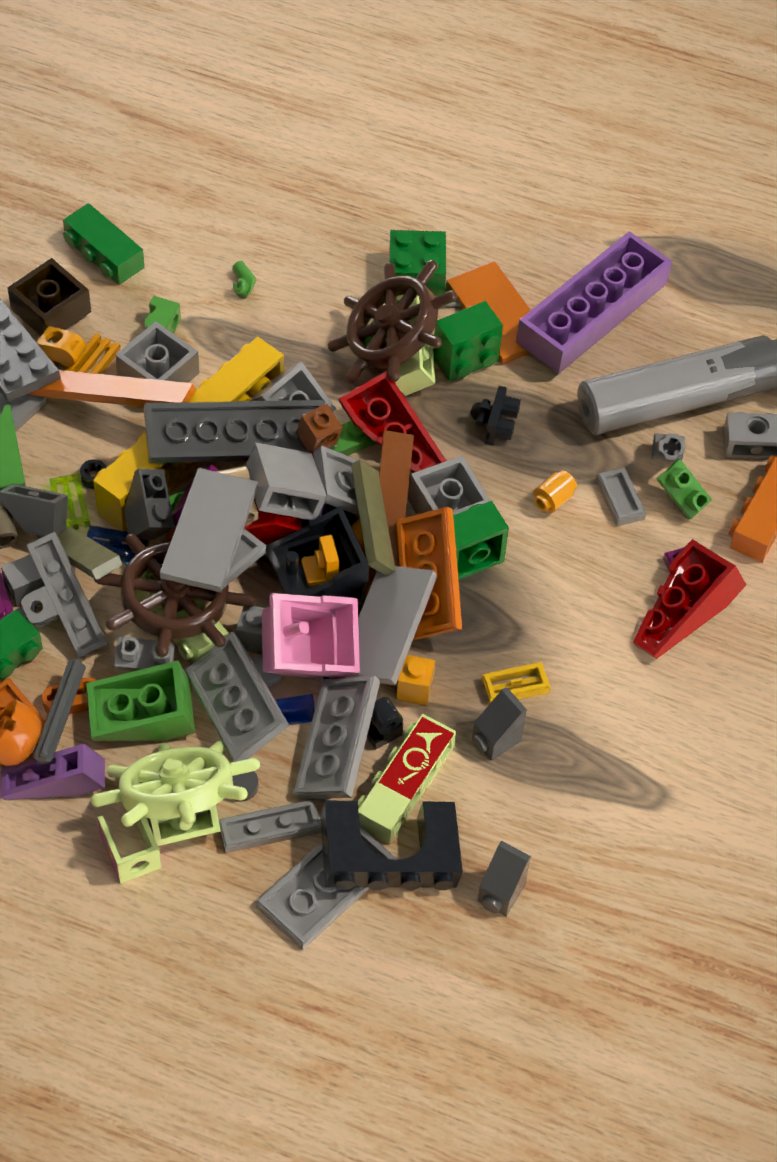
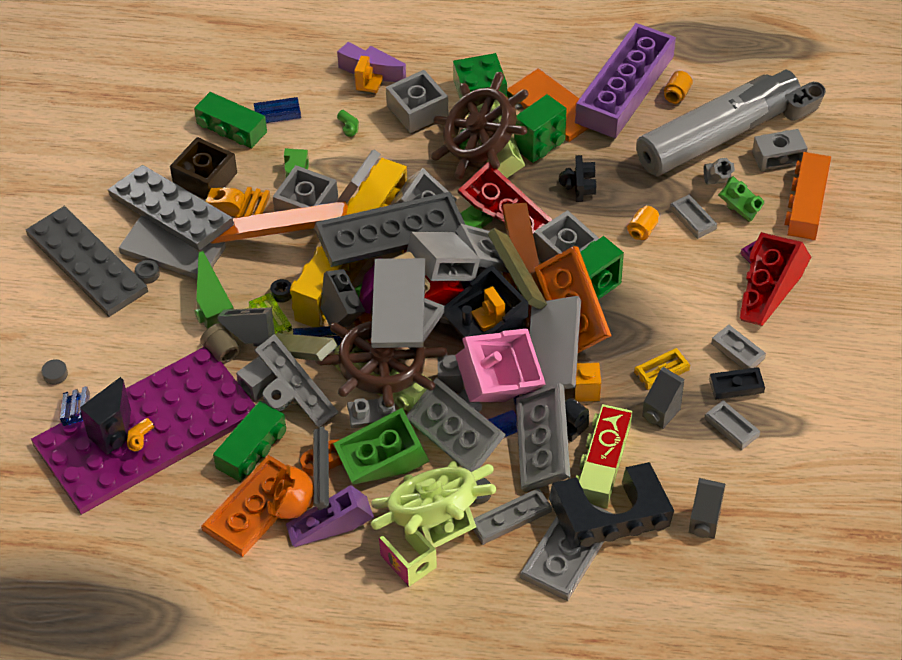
camera: 10 degrees left, 5 degrees down
(165, 240) = (279, 109): none -> clear blue tile
(212, 362) = (359, 176): none -> light grey tile
(280, 225) = (365, 78): none -> light orange bracket
(294, 209) = (382, 63): none -> medium lavender slope
(319, 428) = (455, 211): dark orange brick -> none
(331, 270) = (416, 101): none -> light grey brick
(576, 777) = (732, 425): none -> light grey tile
(599, 725) = (737, 383): none -> black plate
(616, 681) = (738, 348): none -> light grey plate
(657, 324) = (677, 87): none -> light orange brick

